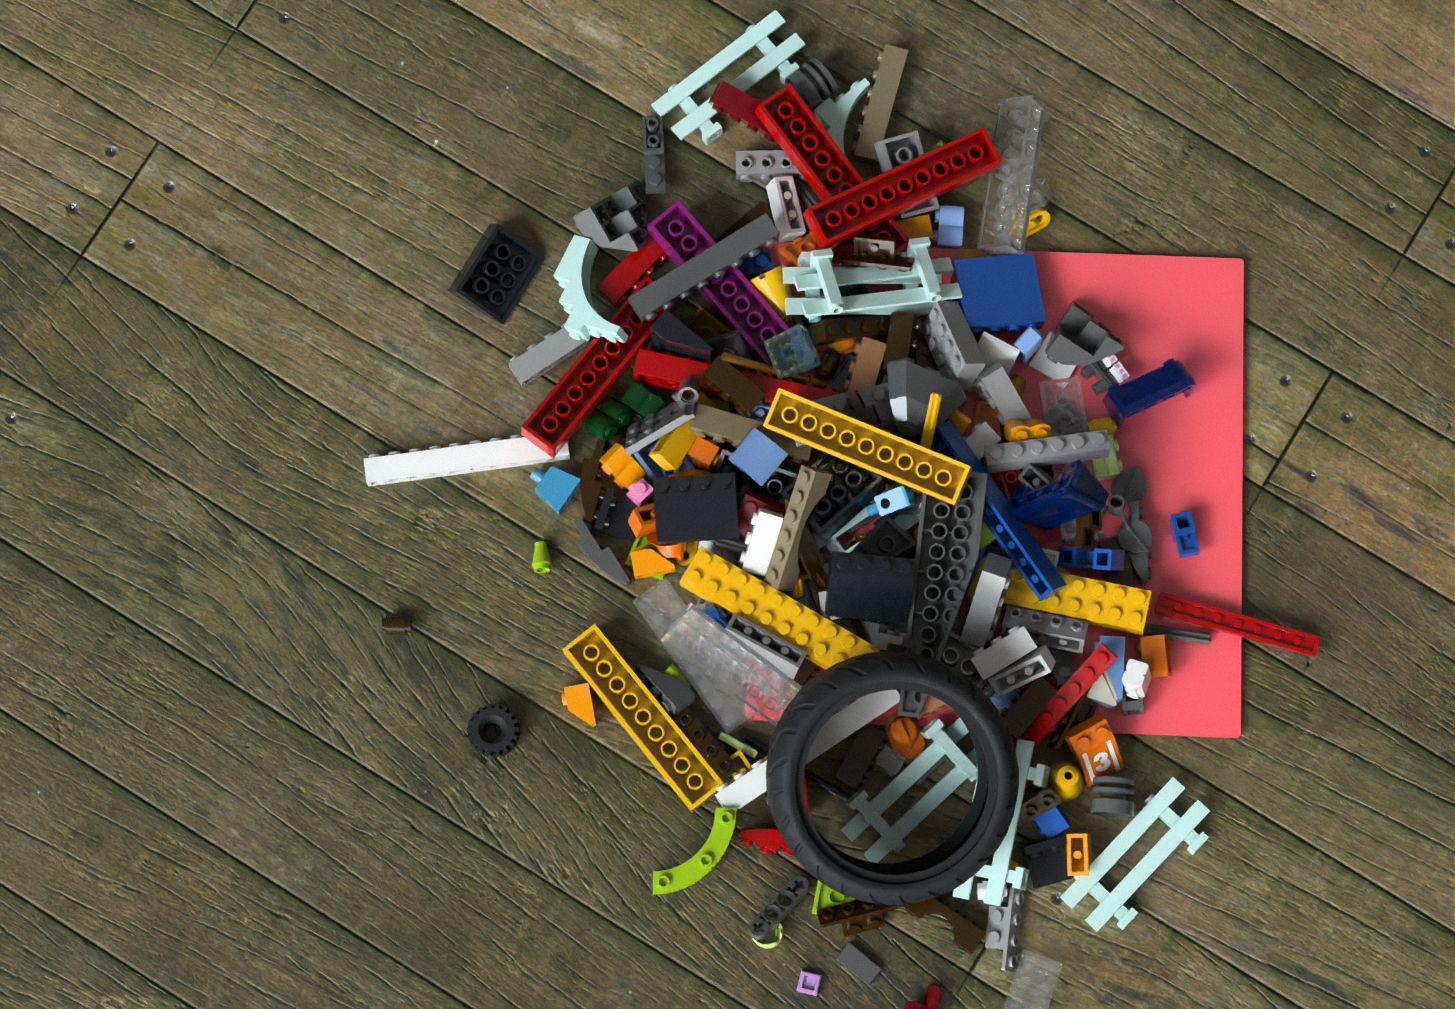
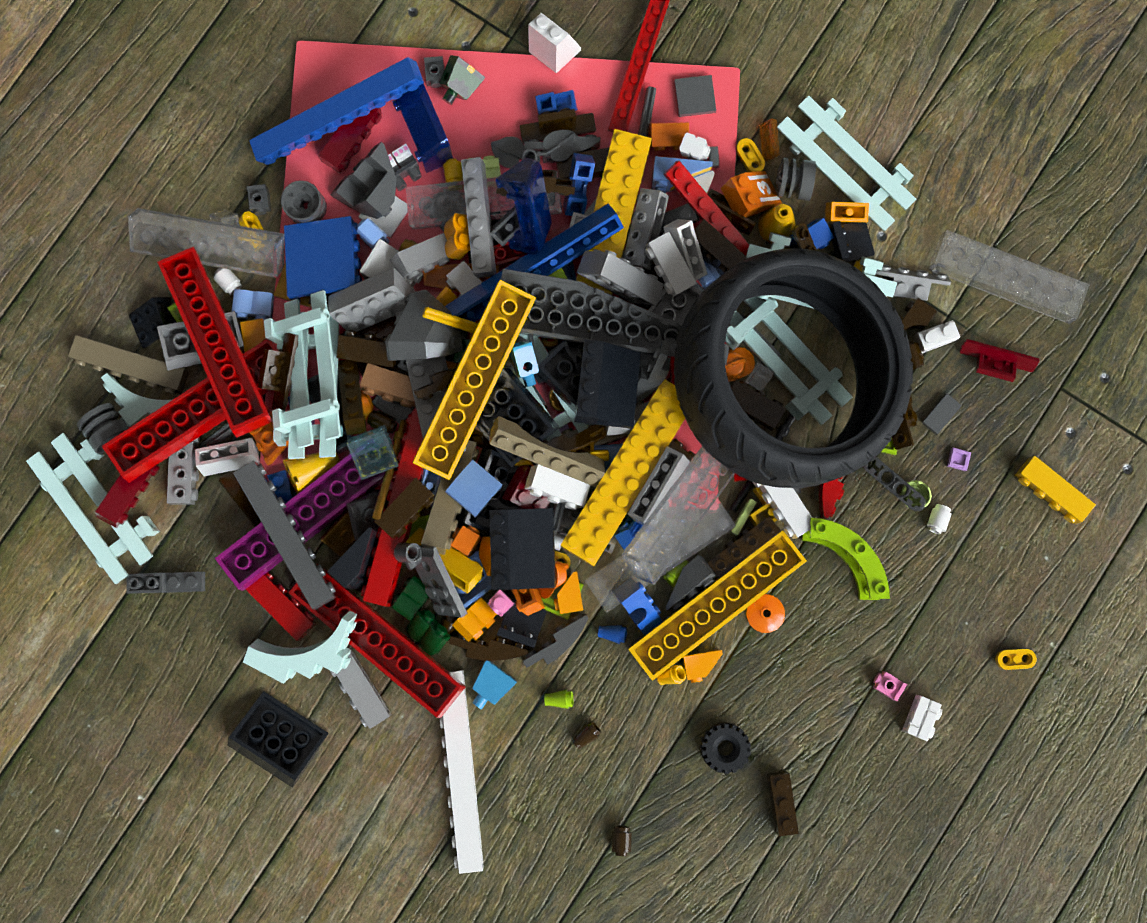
camera: 90 degrees left, 5 degrees up
(436, 791) = (782, 803): none -> dark brown brick
(505, 587) = (587, 734): none -> dark brown cone
(528, 940) = (922, 718): none -> white brick
(561, 912) = (897, 686): none -> bright pink brick
(567, 672) = (673, 675): none -> yellow cone
(611, 612) = (613, 633): none -> blue cone
(616, 220) = (230, 620): dark grey brick -> none
(633, 784) = (765, 624): none -> orange dish
(649, 623) = (638, 605): none -> blue arch
(742, 959) = (939, 519): none -> white brick
(921, 930) = (917, 356): none -> dark brown brick
(931, 125) = (148, 317): none -> black bracket
(943, 955) = (937, 336): none -> white brick
(973, 199) = (227, 280): none -> white brick
(1060, 234) = (264, 204): none -> dark grey brick
(1061, 262) = (294, 198): none -> dark grey wheel
(1138, 318) = (348, 140): none -> dark red brick
(1138, 750) = (751, 156): none -> yellow plate
(1157, 301) = (337, 111): none -> blue brick
(1158, 770) = (769, 139): none -> clear orange tile
(1163, 543) = (562, 120): none -> dark brown bracket
(1204, 430) = (459, 79): none -> torso
(1204, 687) = (695, 96): none -> dark grey tile
(1208, 410) = (434, 64): none -> dark grey brick
(1253, 528) = (551, 43): none -> white slope

